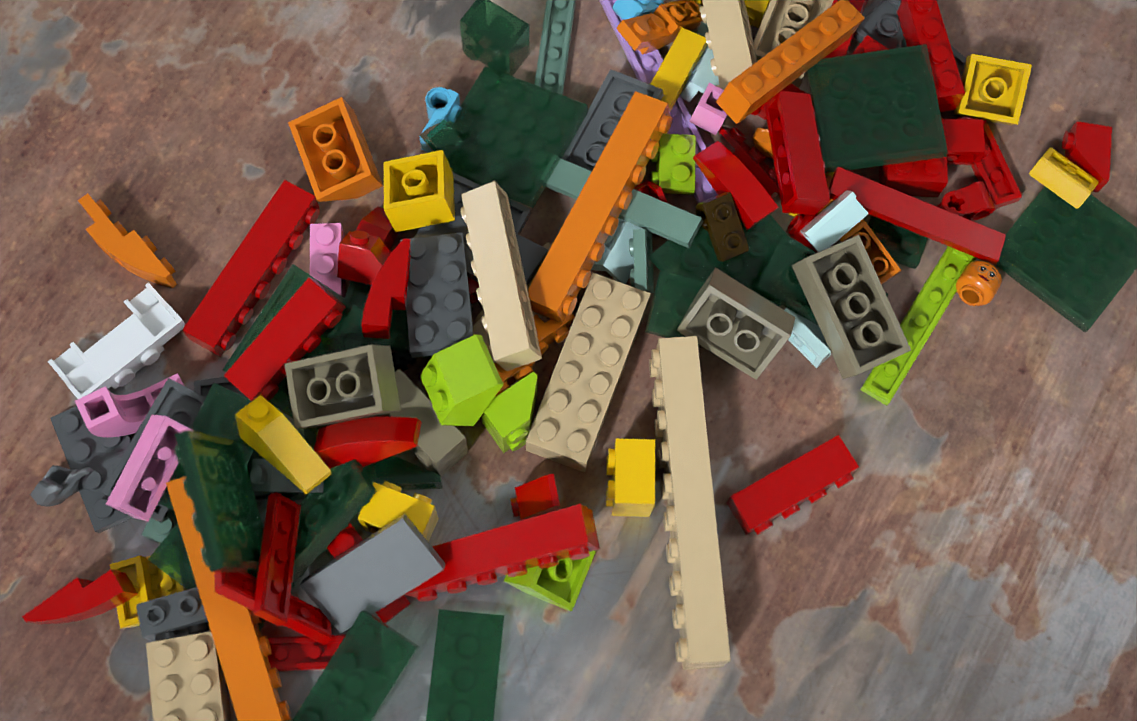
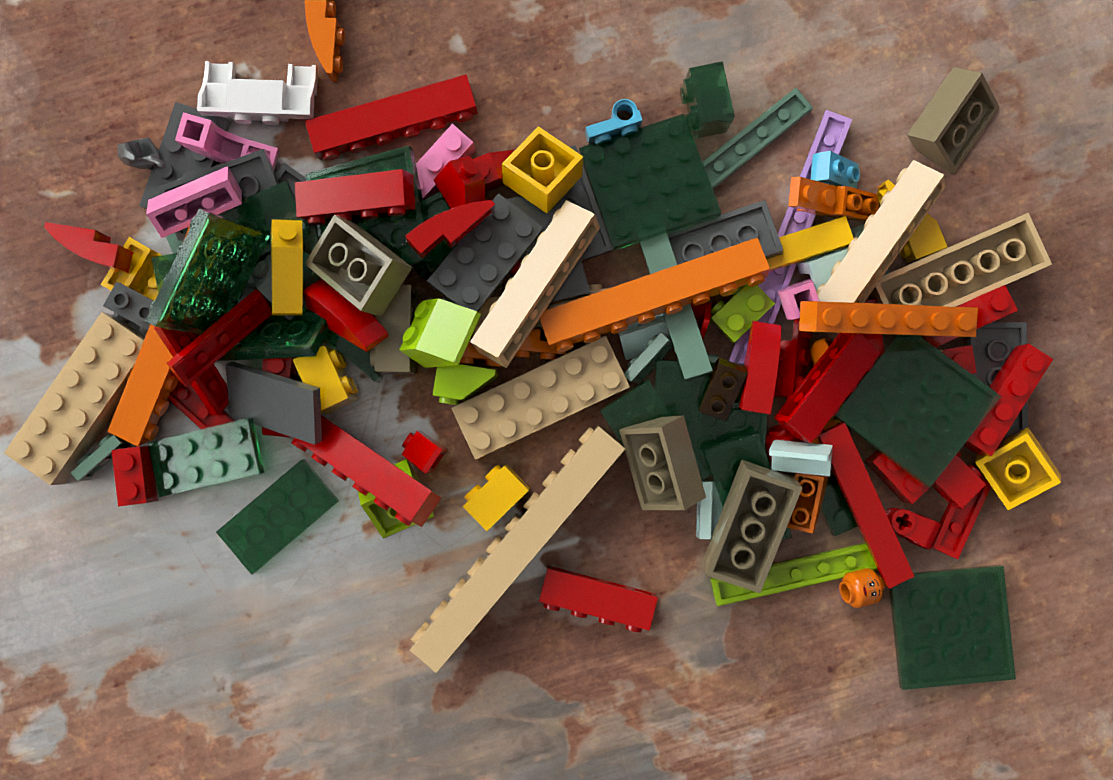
camera: 50 degrees right, 15 degrees up
(335, 152) = (519, 85): orange slope -> none
(442, 136) = (597, 144): clear green plate -> none
(1064, 178) = (1000, 575): yellow slope -> none
(1090, 149) = (1040, 575): red slope -> none

